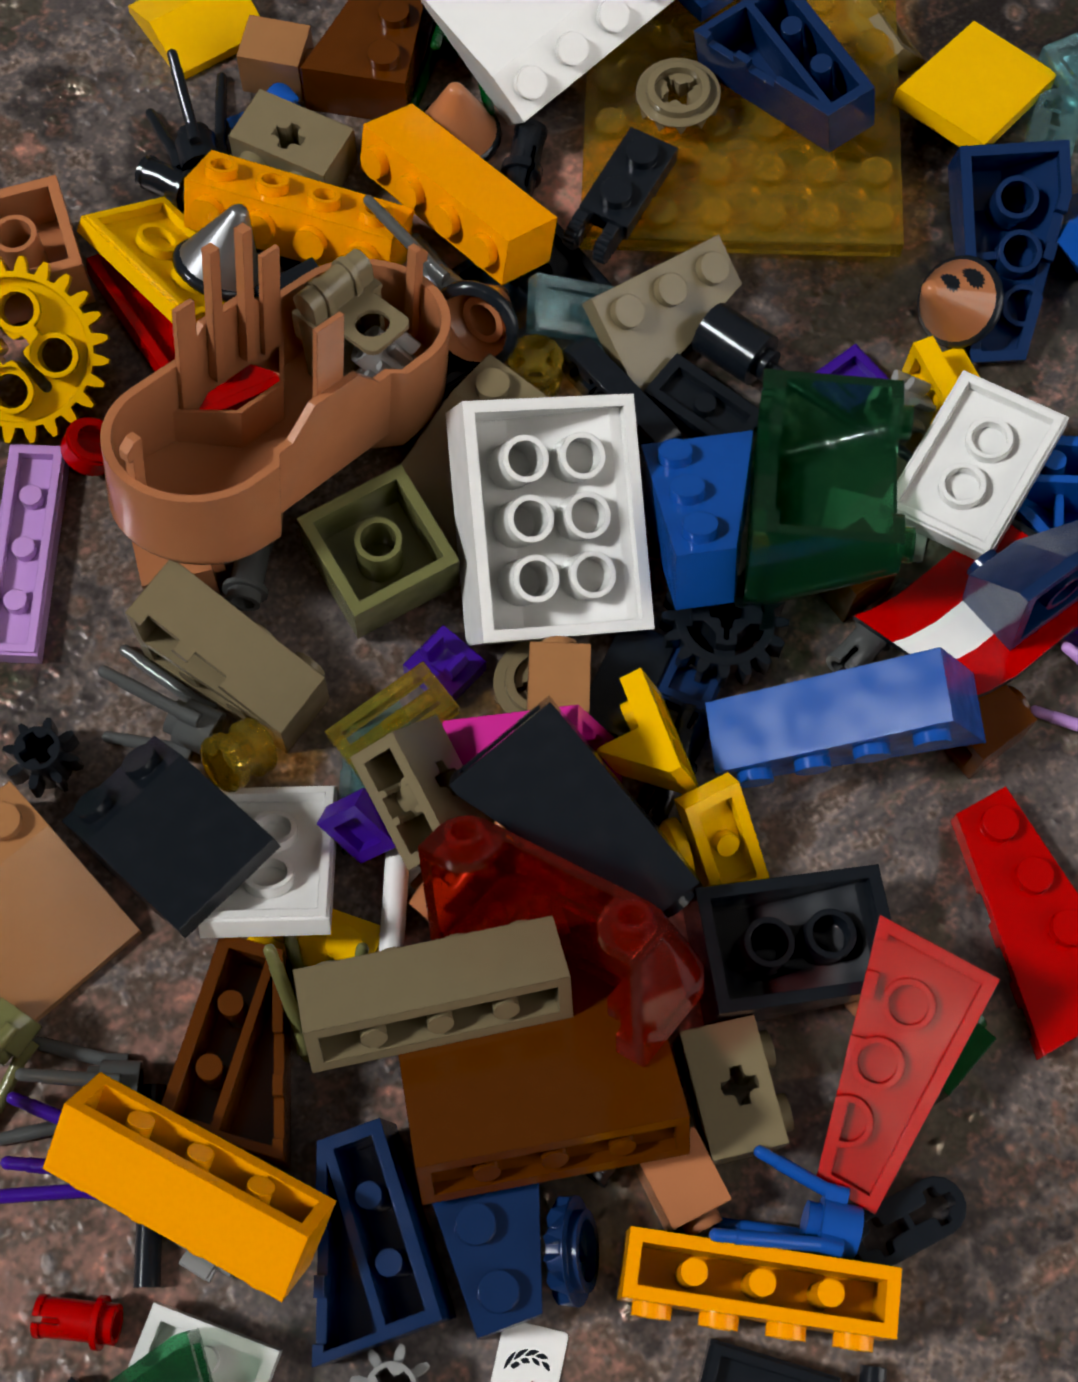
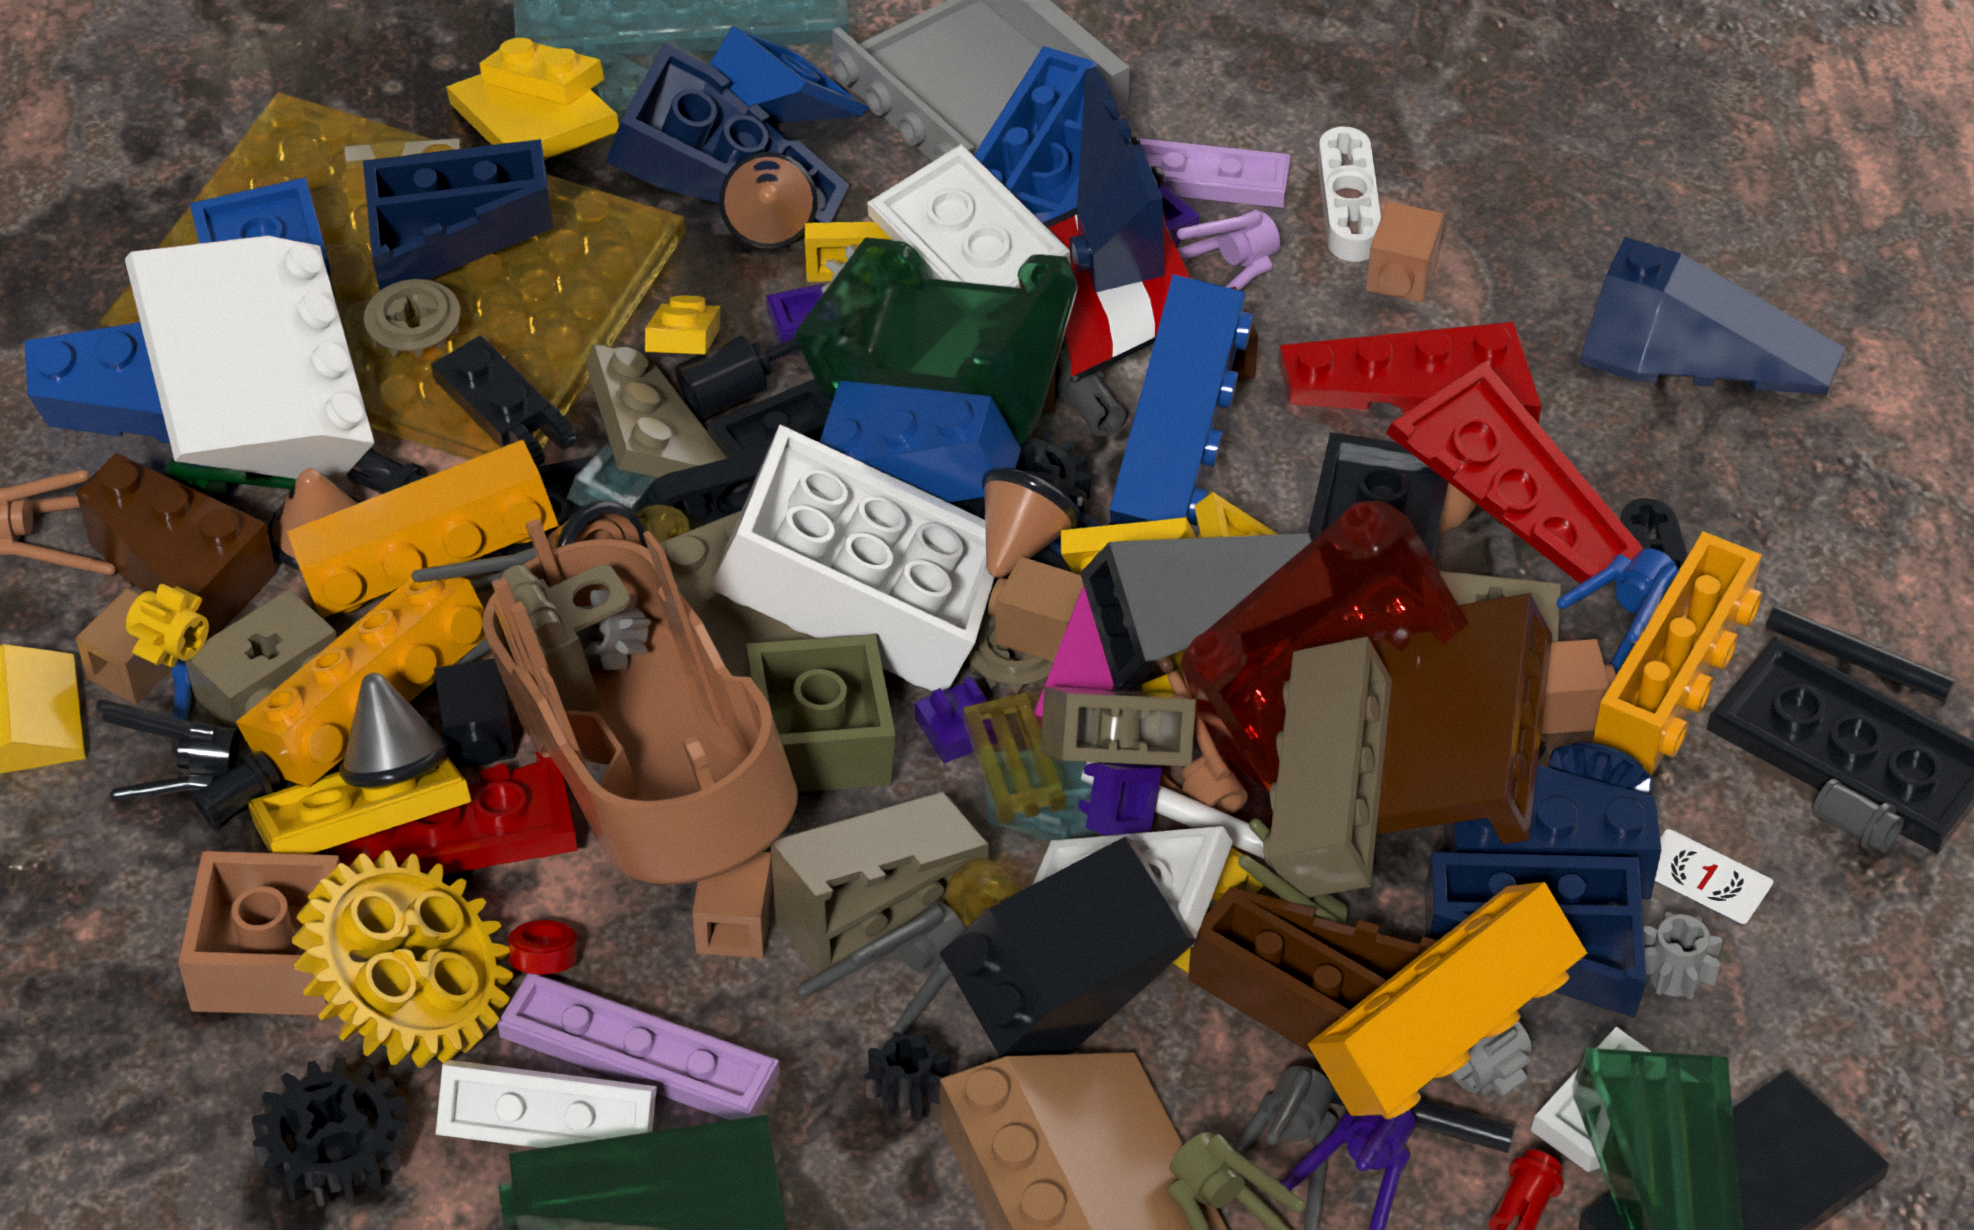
camera: 65 degrees left, 20 degrees down
(266, 61) = (167, 625): none -> yellow gear
(640, 630) = (1022, 517): none -> nougat hat
(771, 292) = (683, 326): none -> yellow plate
(1015, 74) = (541, 70): none -> yellow plate

